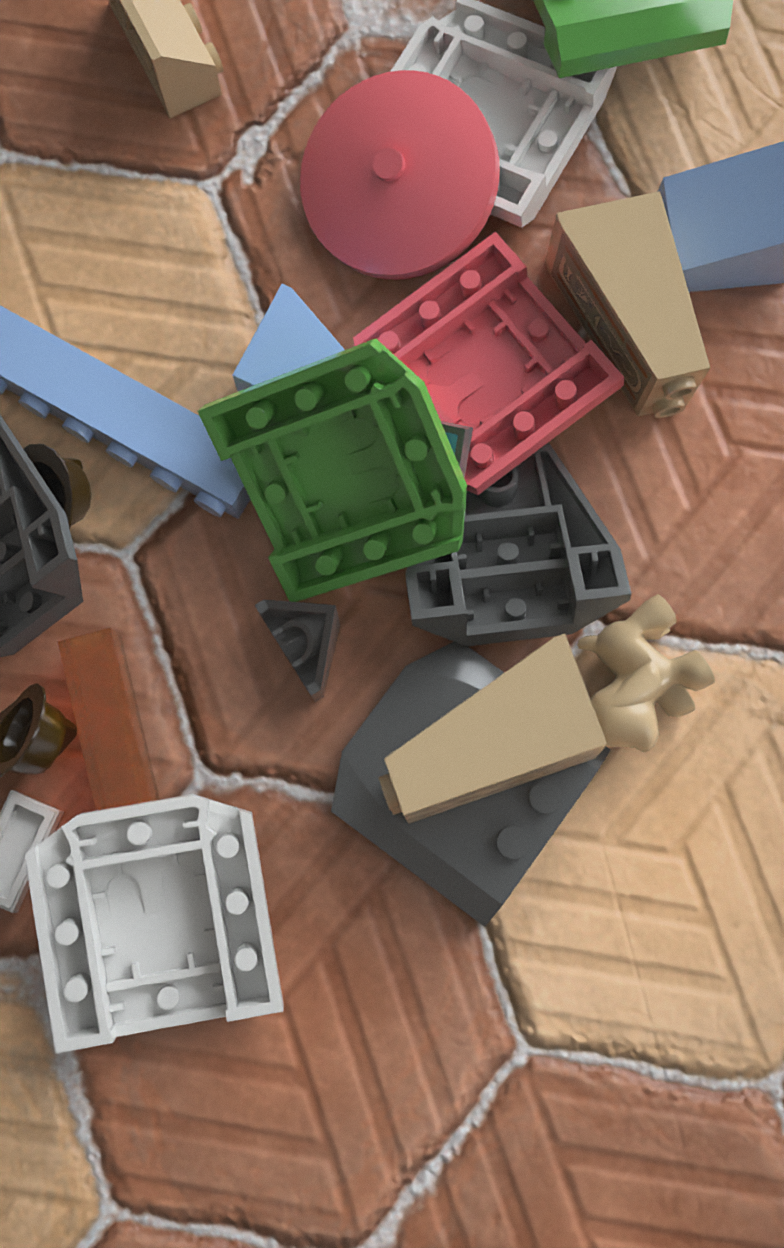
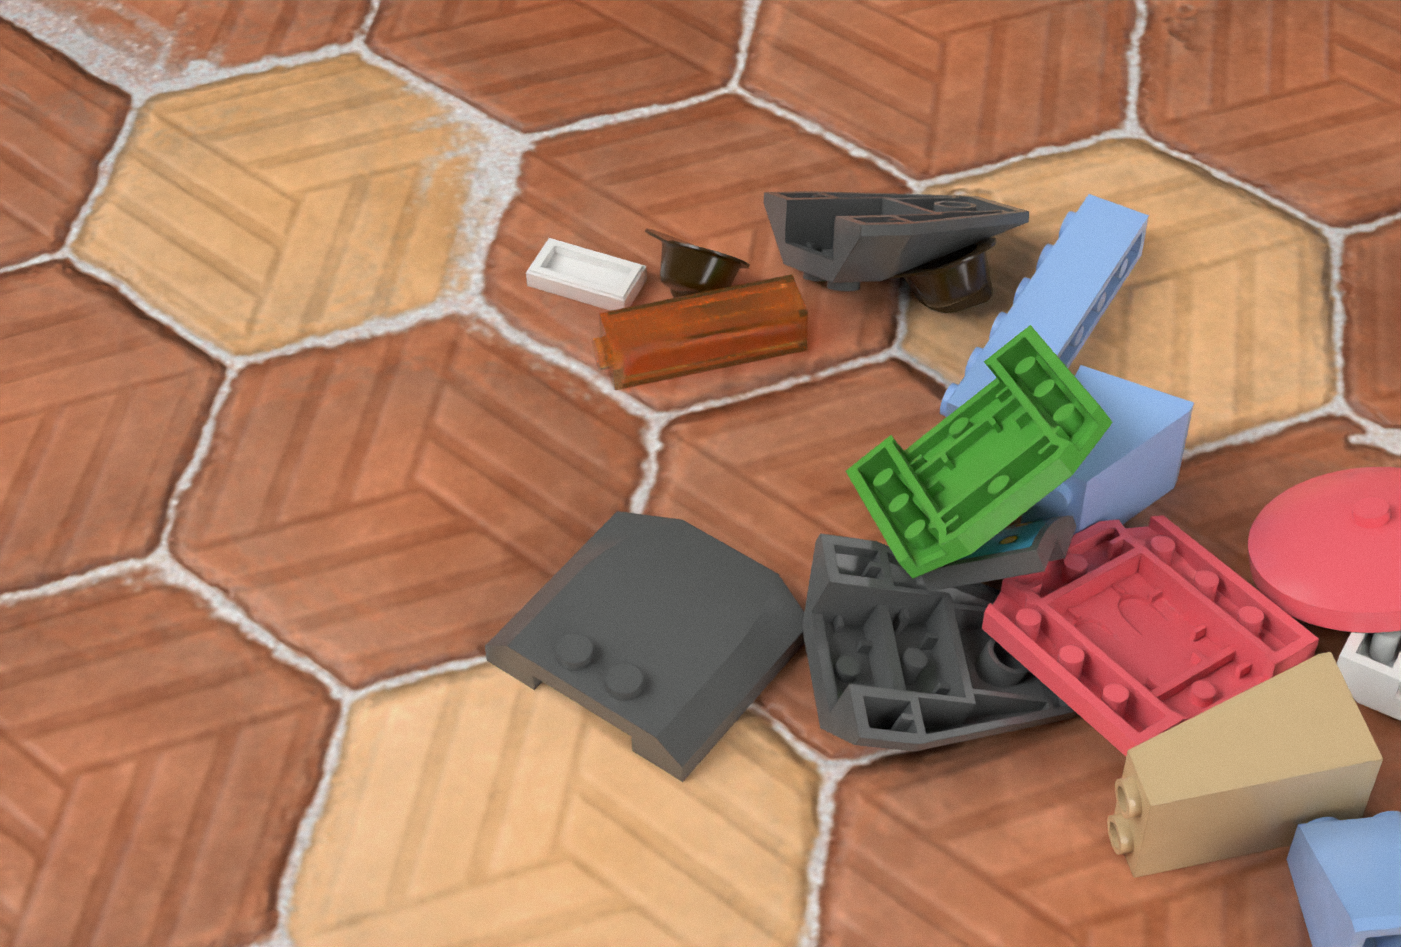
camera: 90 degrees right, 30 degrees down
(152, 920) = (510, 356): white wedge -> none
(306, 637) = (798, 488): dark grey slope -> none
(501, 737) = (692, 603): tan slope -> none
(643, 676) = (727, 770): tan animal -> none

